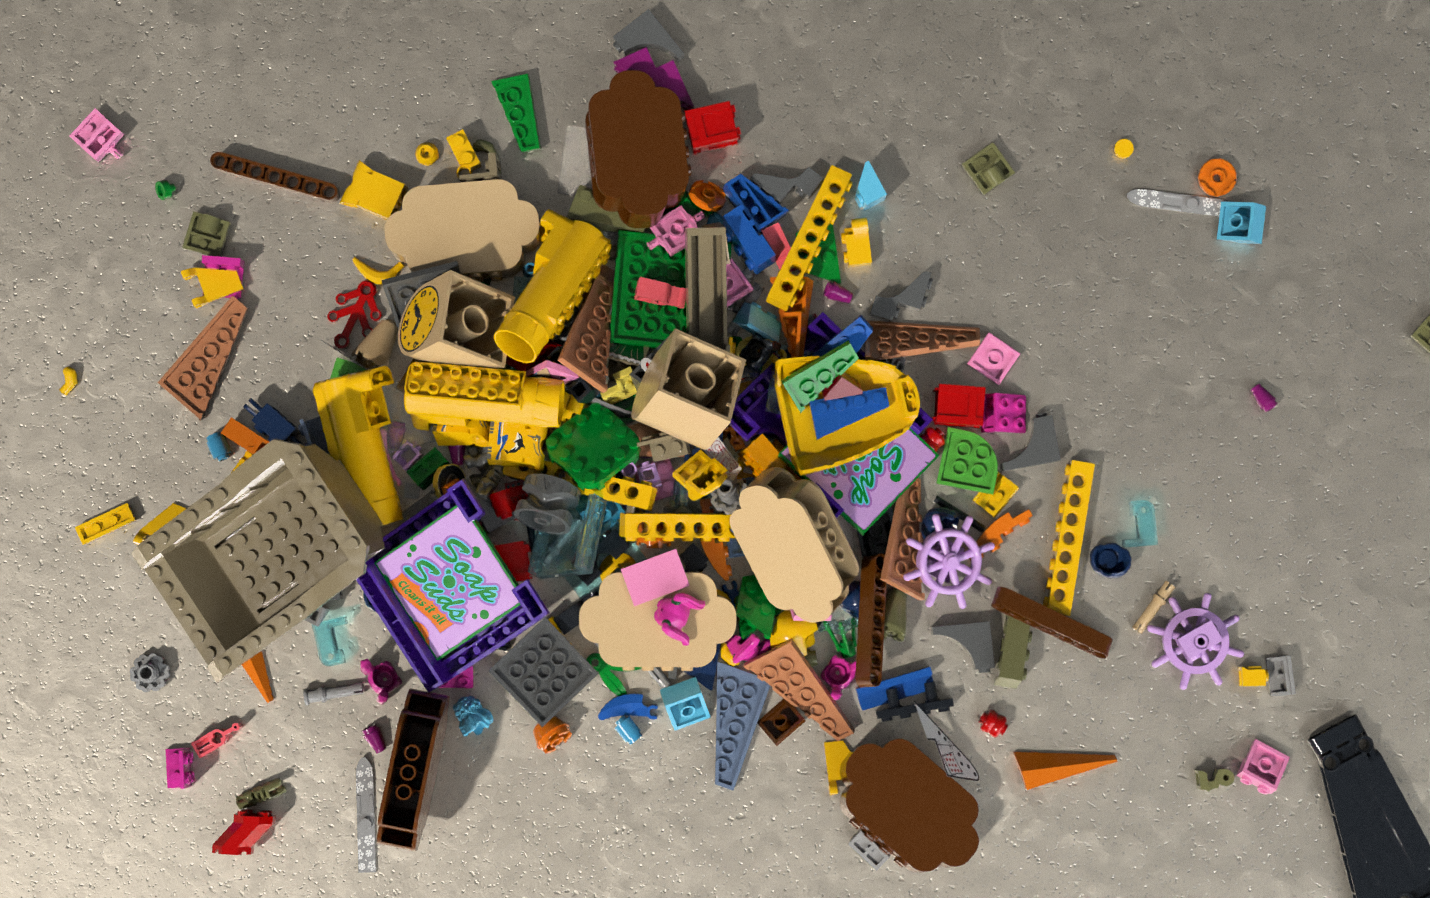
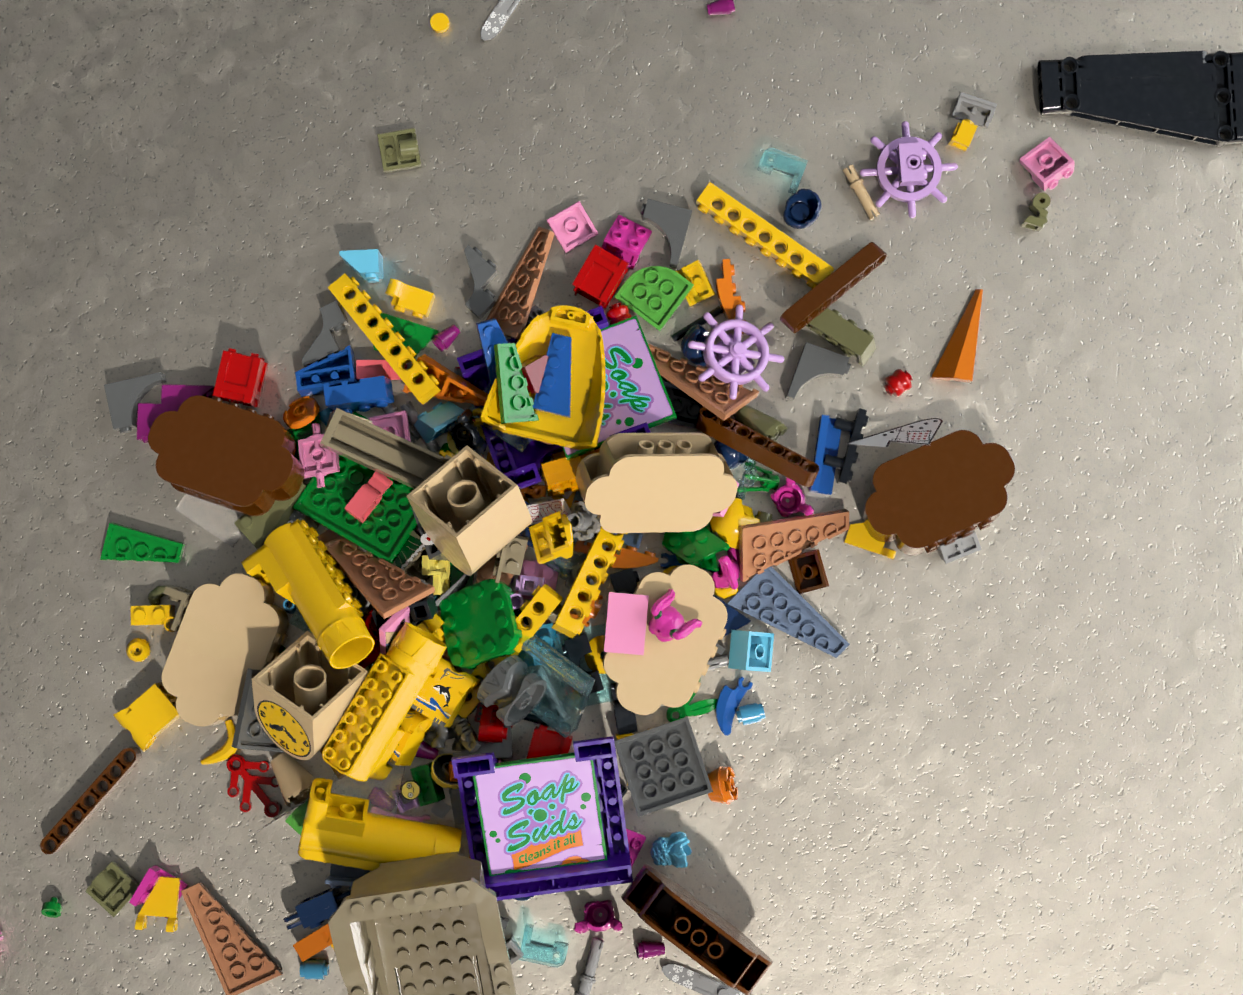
camera: 65 degrees left, 0 degrees up
(417, 456) = (410, 789): none -> tile

